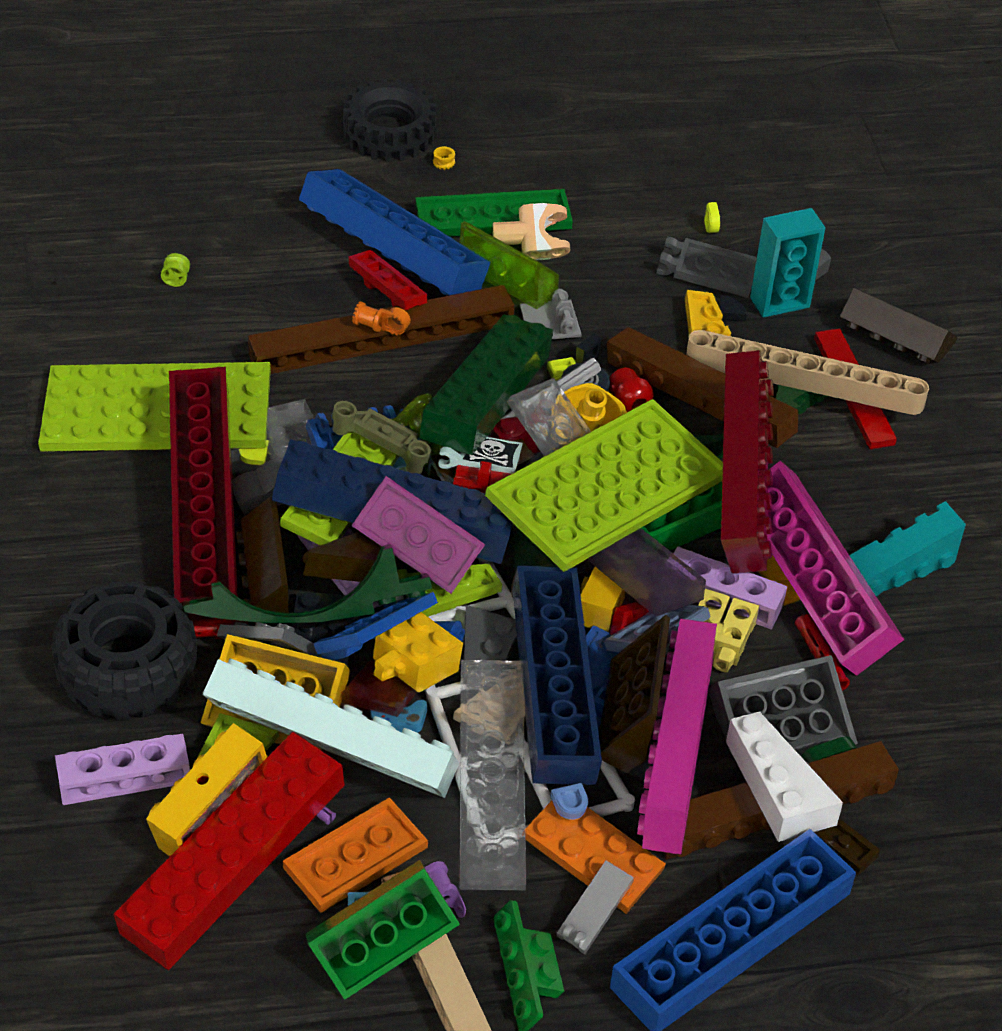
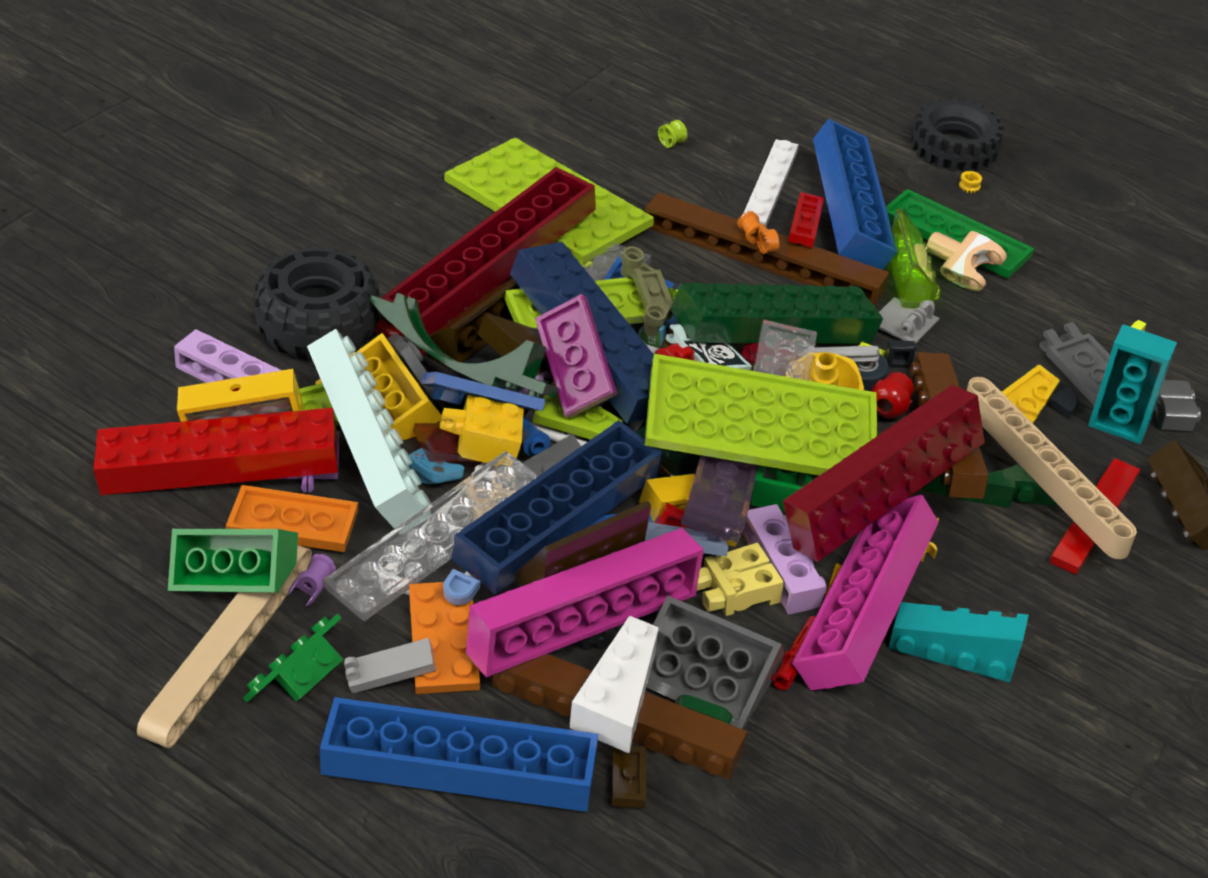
camera: 45 degrees right, 5 degrees down
(304, 265) = (772, 179): none -> white plate

